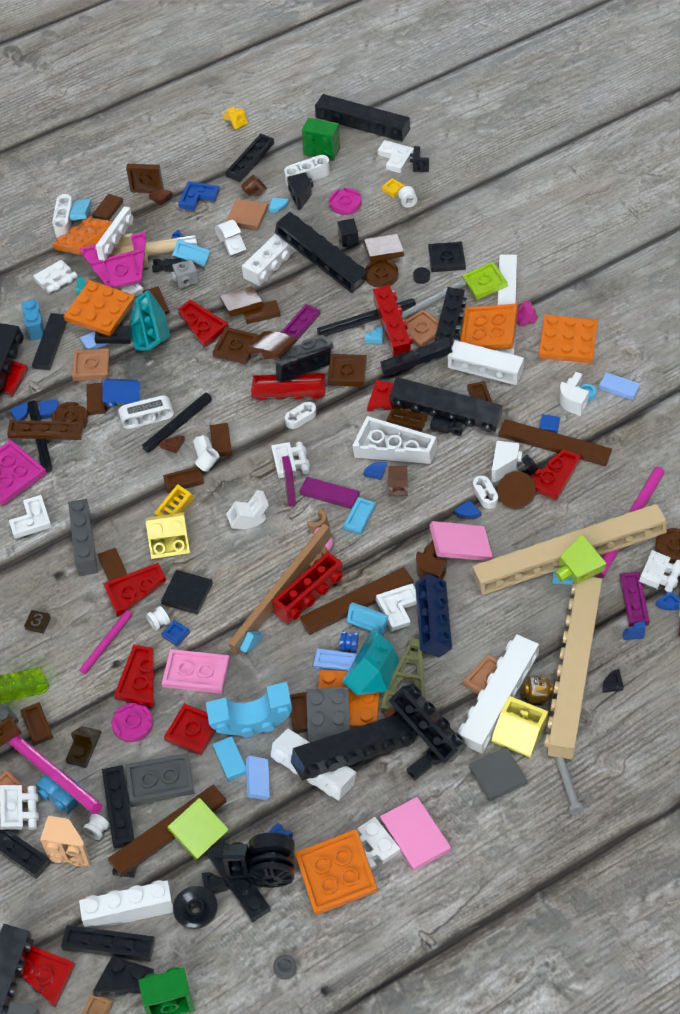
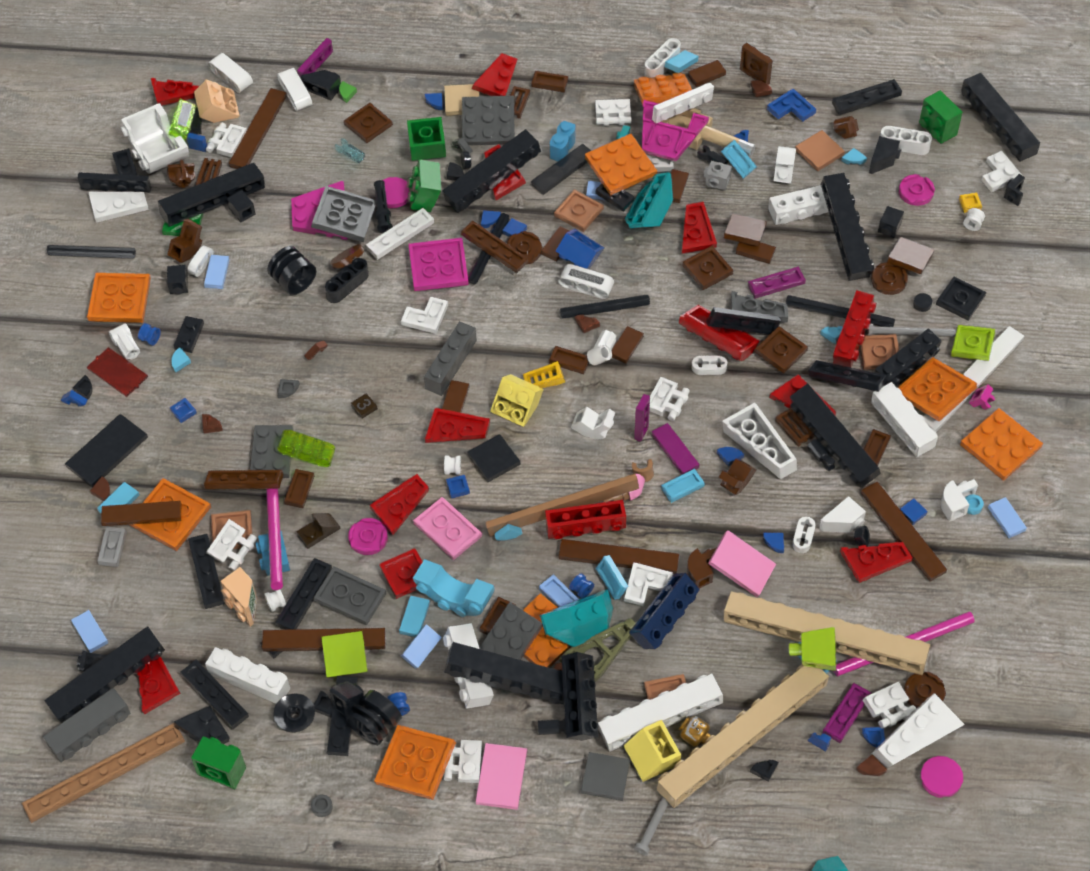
camera: 35 degrees right, 5 degrees up
(105, 642) = (400, 457): dark pink bar -> none
(236, 116) = (887, 49): yellow bracket -> none
(271, 344) = (735, 286): reddish brown slope -> none
(516, 490) = (829, 551): reddish brown tile -> none

